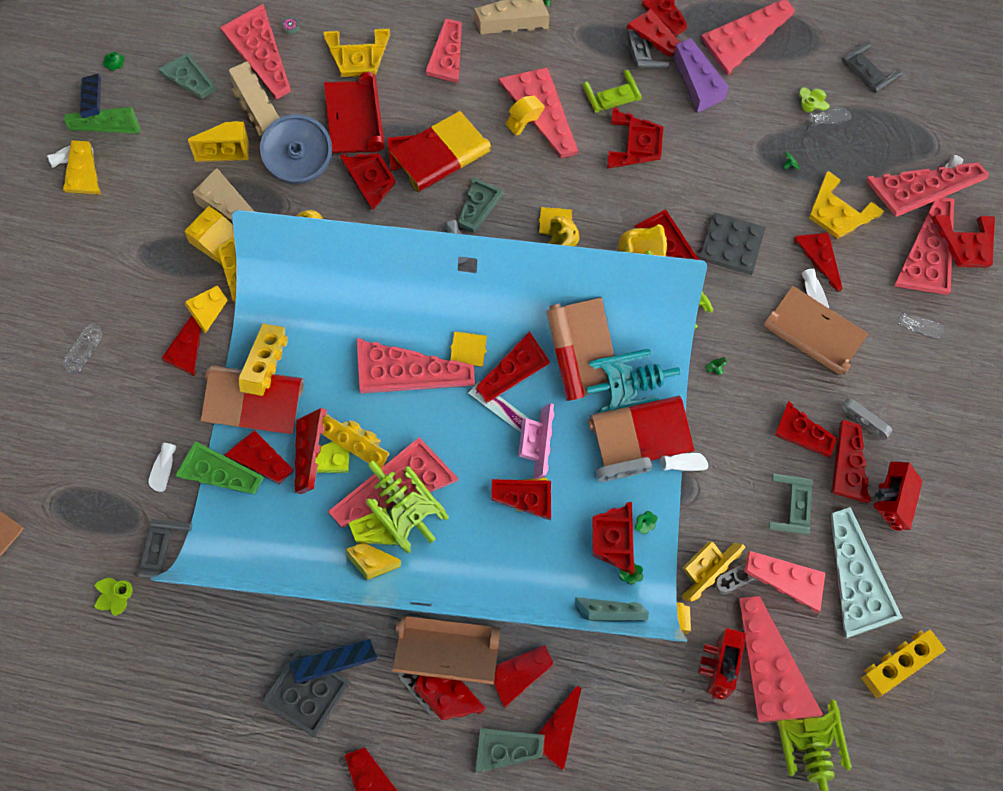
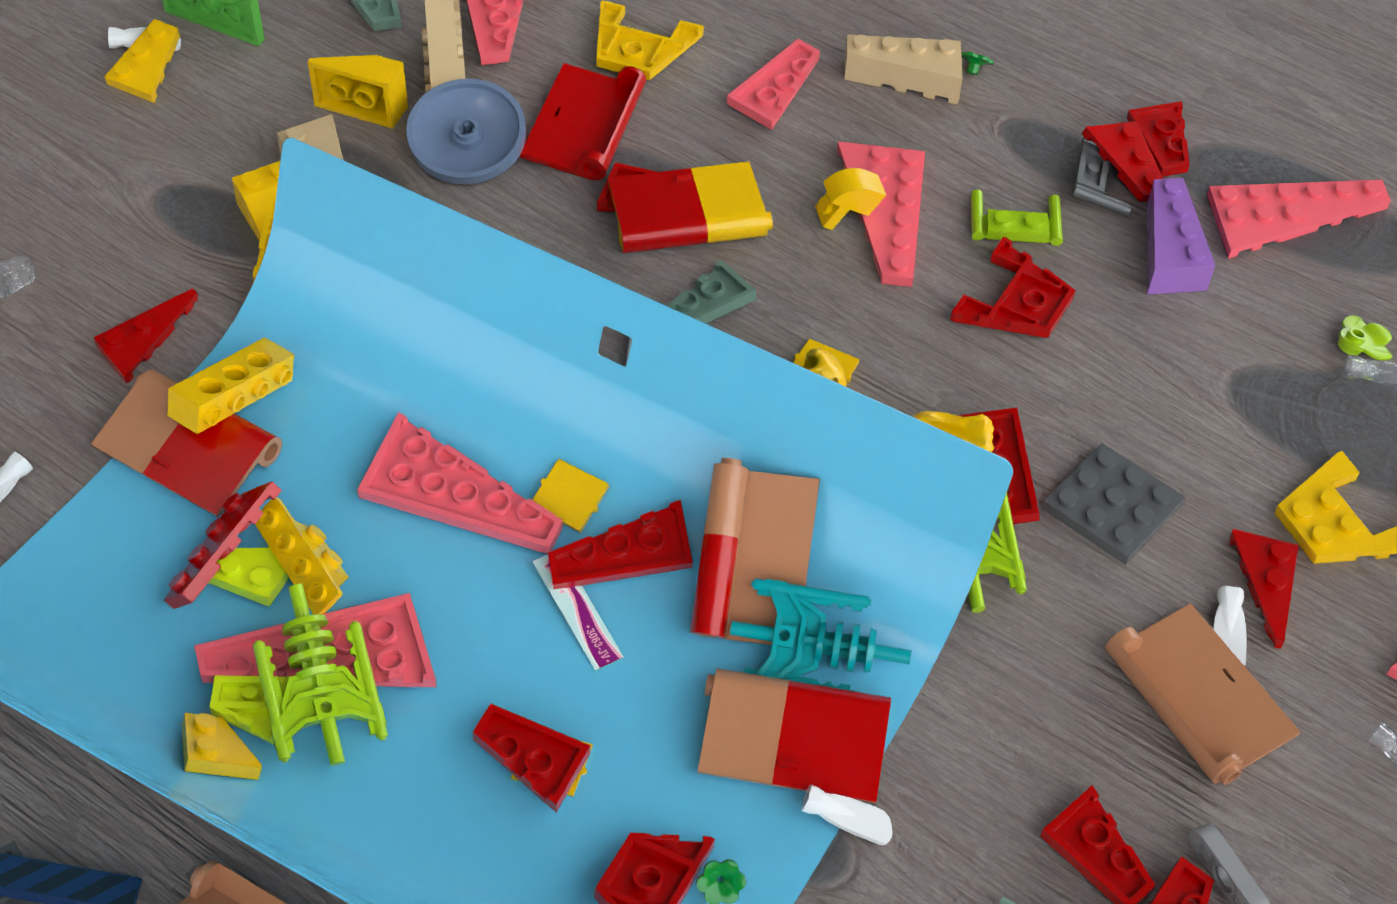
camera: 25 degrees right, 15 degrees down
(206, 307) = (203, 293): yellow wing -> none
(217, 470) = (67, 521): bright green wing -> none
(260, 457) = (144, 529): red wing -> none
(370, 176) = (559, 206): red wing -> none
(536, 440) = (598, 672): bright pink bracket -> none
(623, 469) = (729, 780): light grey beam -> none
(716, 365) = (987, 681): green plant -> none
(790, 161) = (1278, 414): green plant -> none

